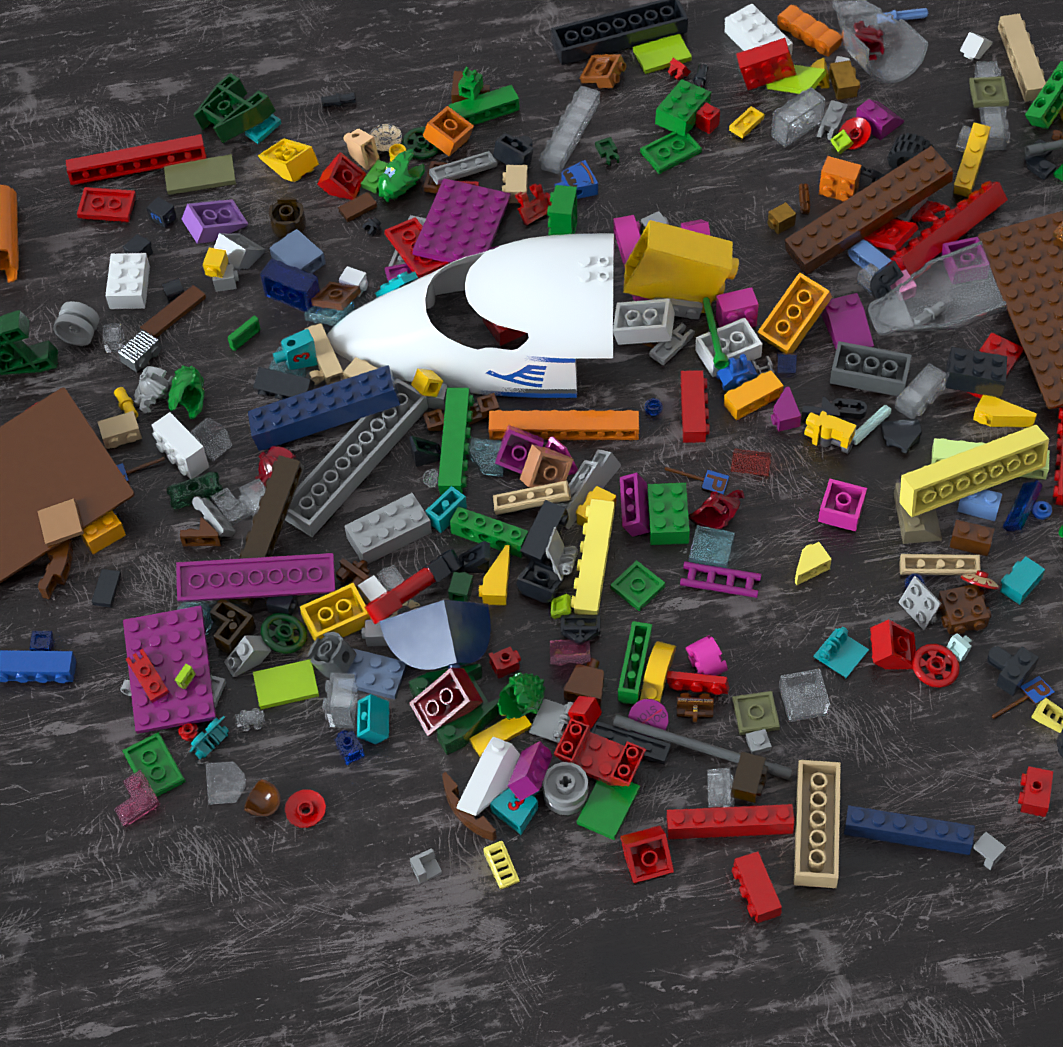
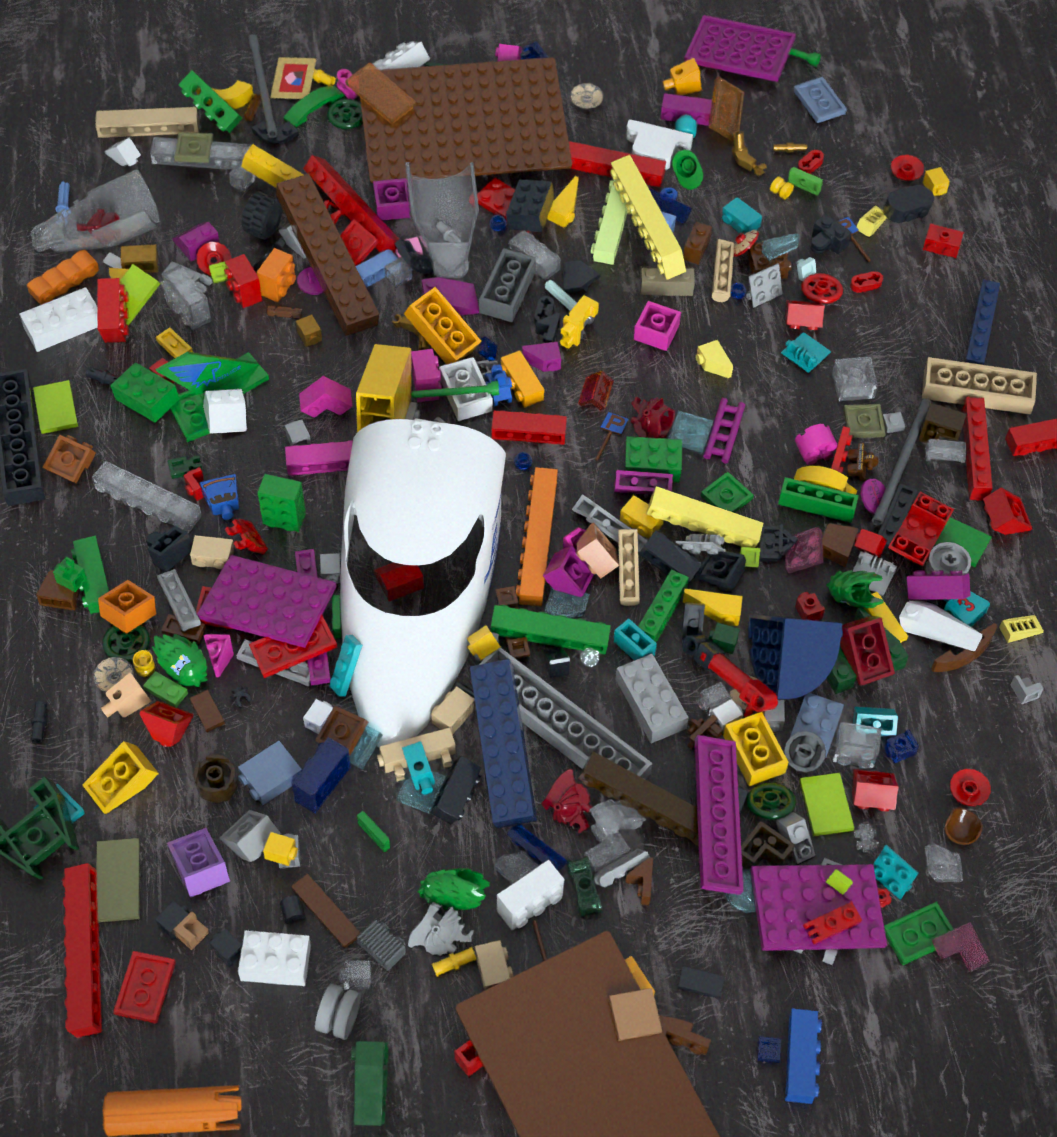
camera: 90 degrees left, 0 degrees up
(153, 225) = (190, 931): none -> medium nougat panel
(231, 452) = (536, 847): none -> clear blue plate
(300, 722) = (874, 790): none -> slope
(411, 204) = (219, 651): none -> dark pink slope
(591, 157) = (192, 479): none -> red bracket
(670, 167) = (225, 411): none -> white slope
(678, 67) = (80, 393): red tile -> none
(710, 167) = (213, 373): none -> green piece
(830, 145) = (242, 281): none -> red brick
(961, 711) = (869, 282): none -> red beam
(968, 605) = (778, 246): none -> clear light blue slope
(990, 849) = (1000, 275): light grey panel -> none

